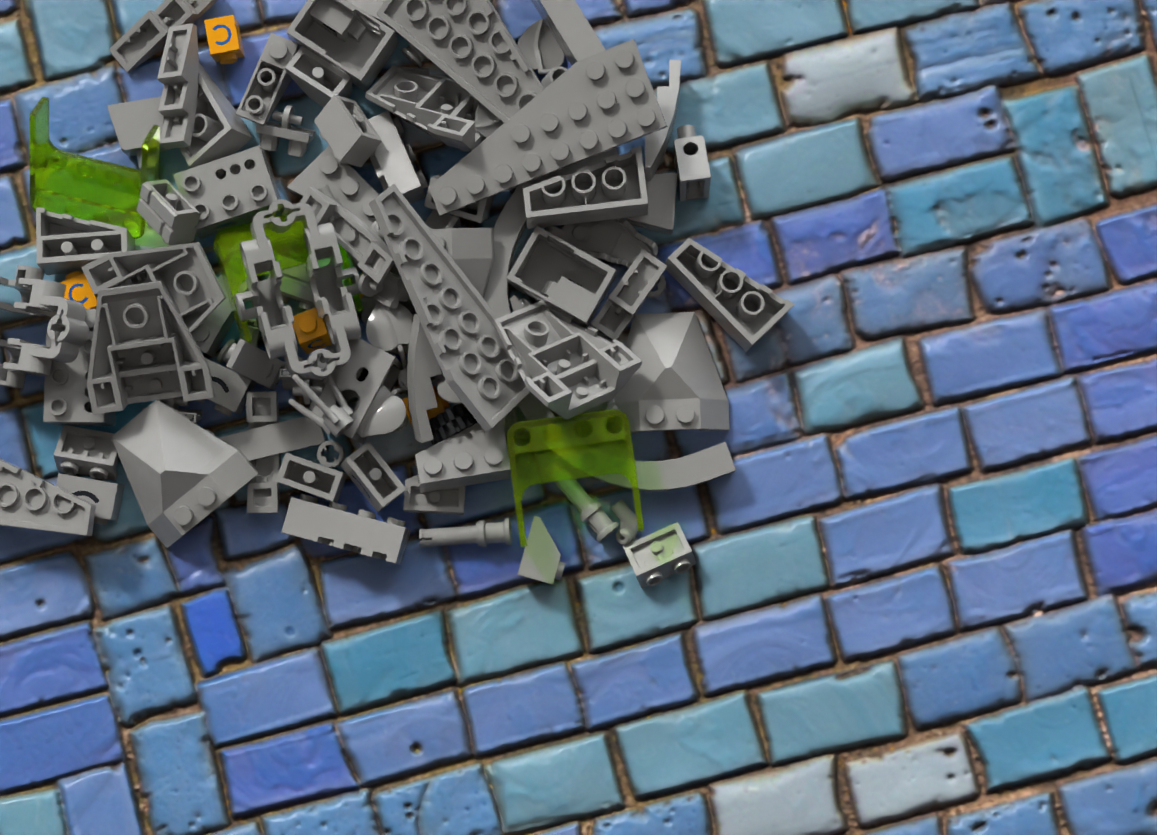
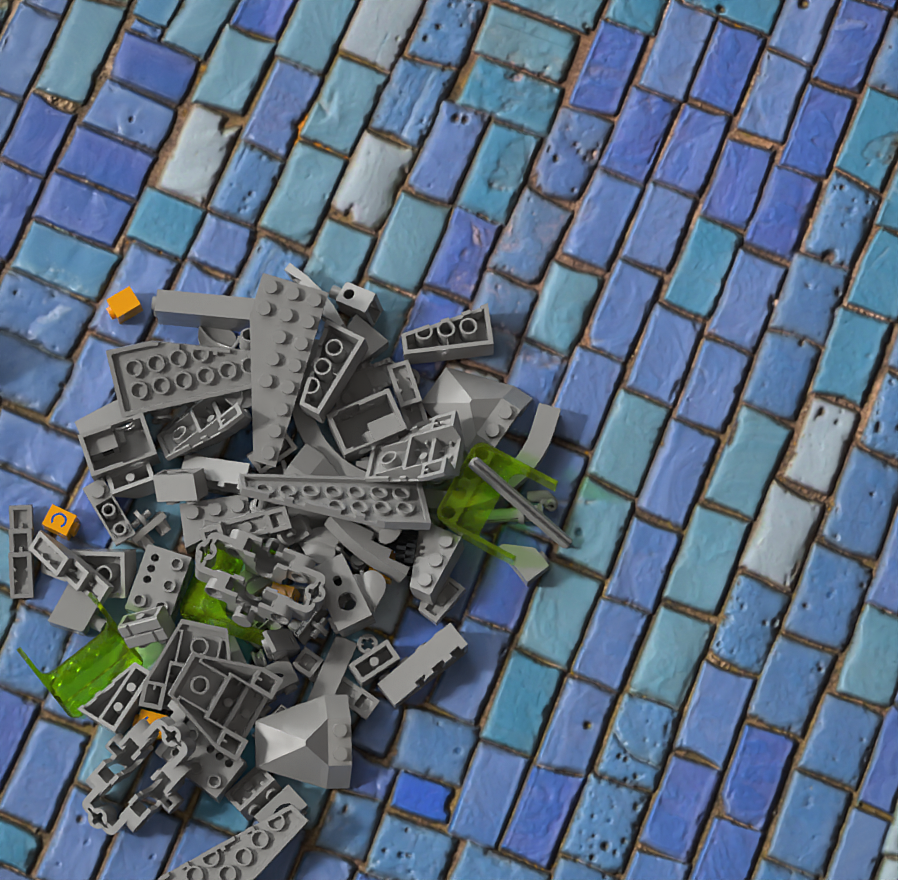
camera: 60 degrees left, 10 degrees down
(336, 419) = (353, 612): light grey plant -> none
(373, 476) = (402, 626): light grey brick -> none
(481, 533) = (485, 588): light grey pin -> none
(594, 503) = (520, 502): none -> light grey axle
(660, 555) = (578, 492): light grey bracket -> none

